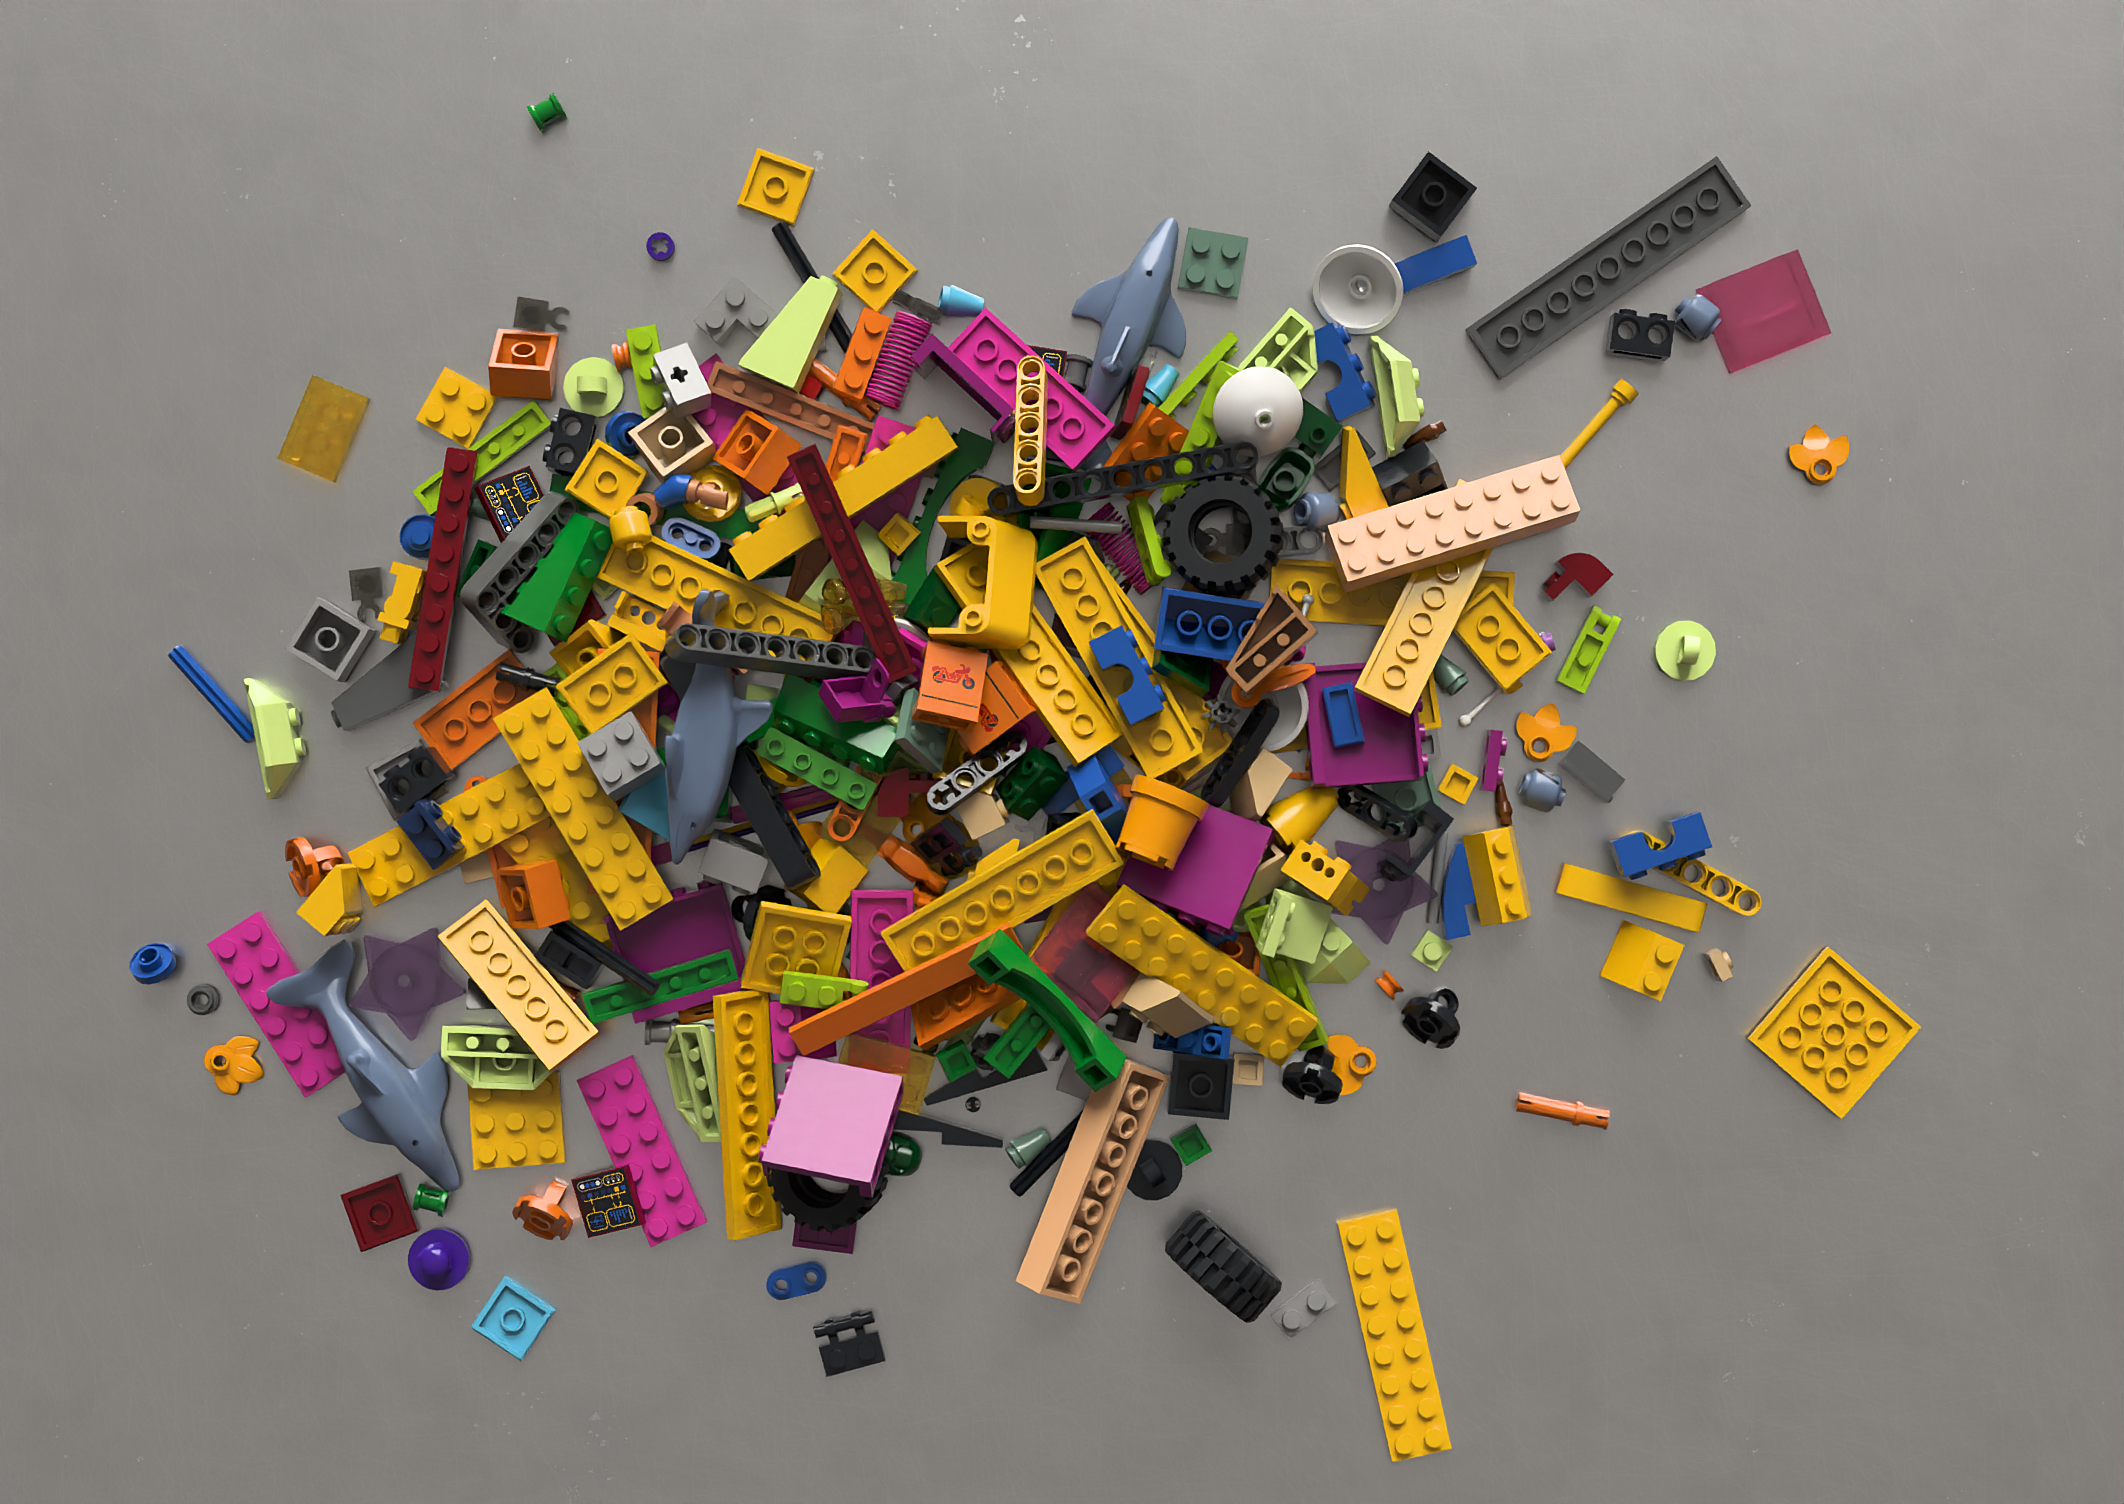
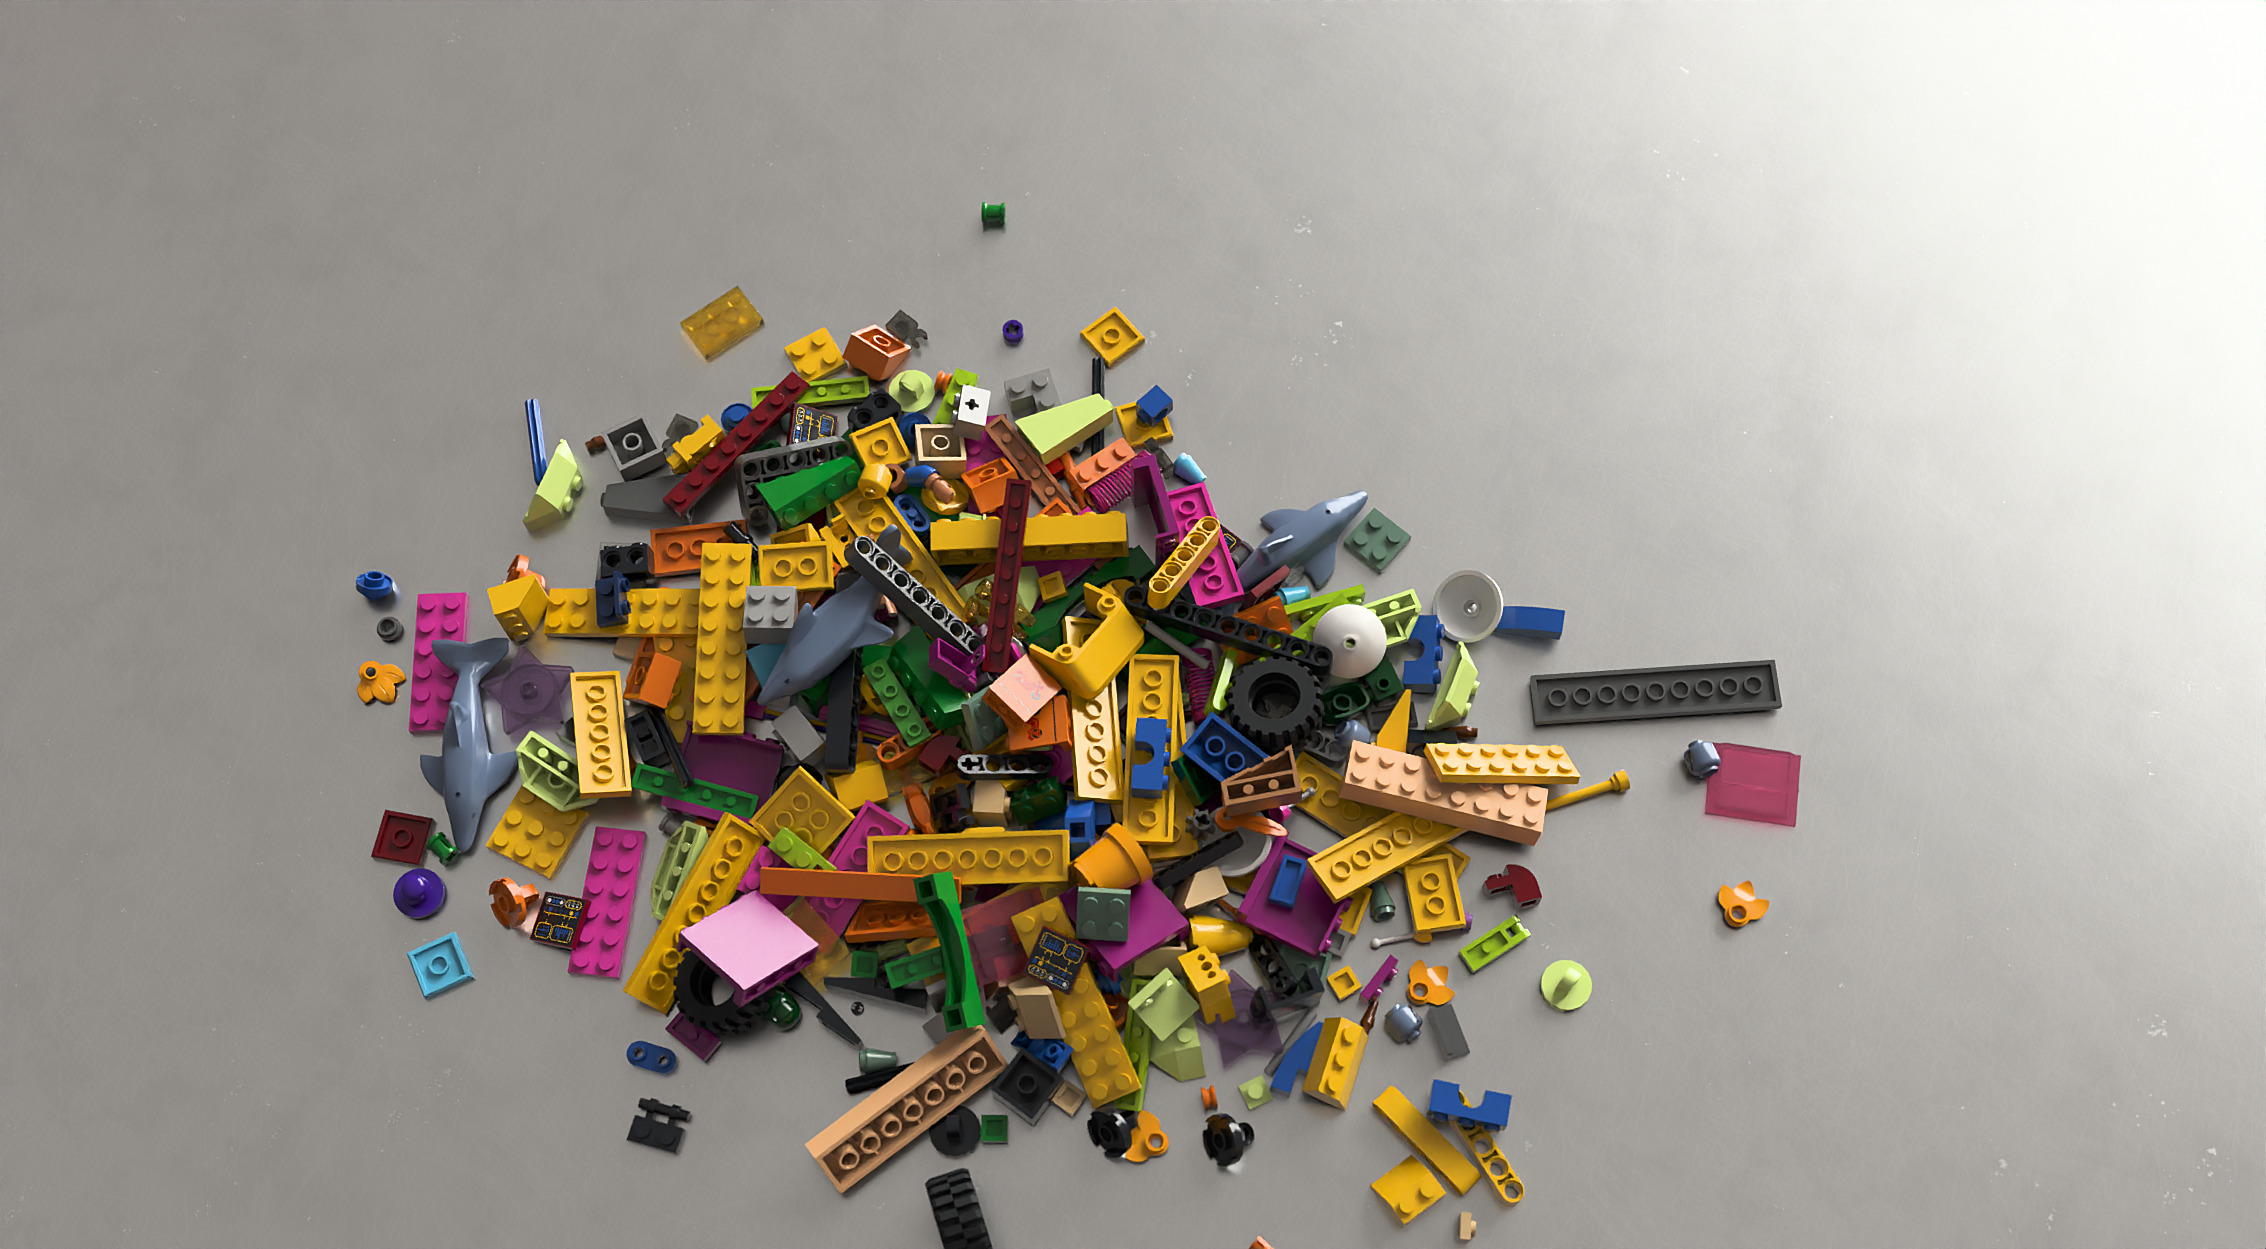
camera: 30 degrees right, 20 degrees down
(281, 655) = (595, 443): none -> reddish brown piece
(878, 251) = (1153, 406): none -> blue brick
(1162, 952) = (1056, 960): none -> black tile
(1184, 880) = (1103, 914): none -> sand green plate
(1432, 196) = (1555, 576): black brick -> none
(1495, 456) = (1501, 764): none -> yellow plate
(1640, 344) = (1649, 753): black brick -> none

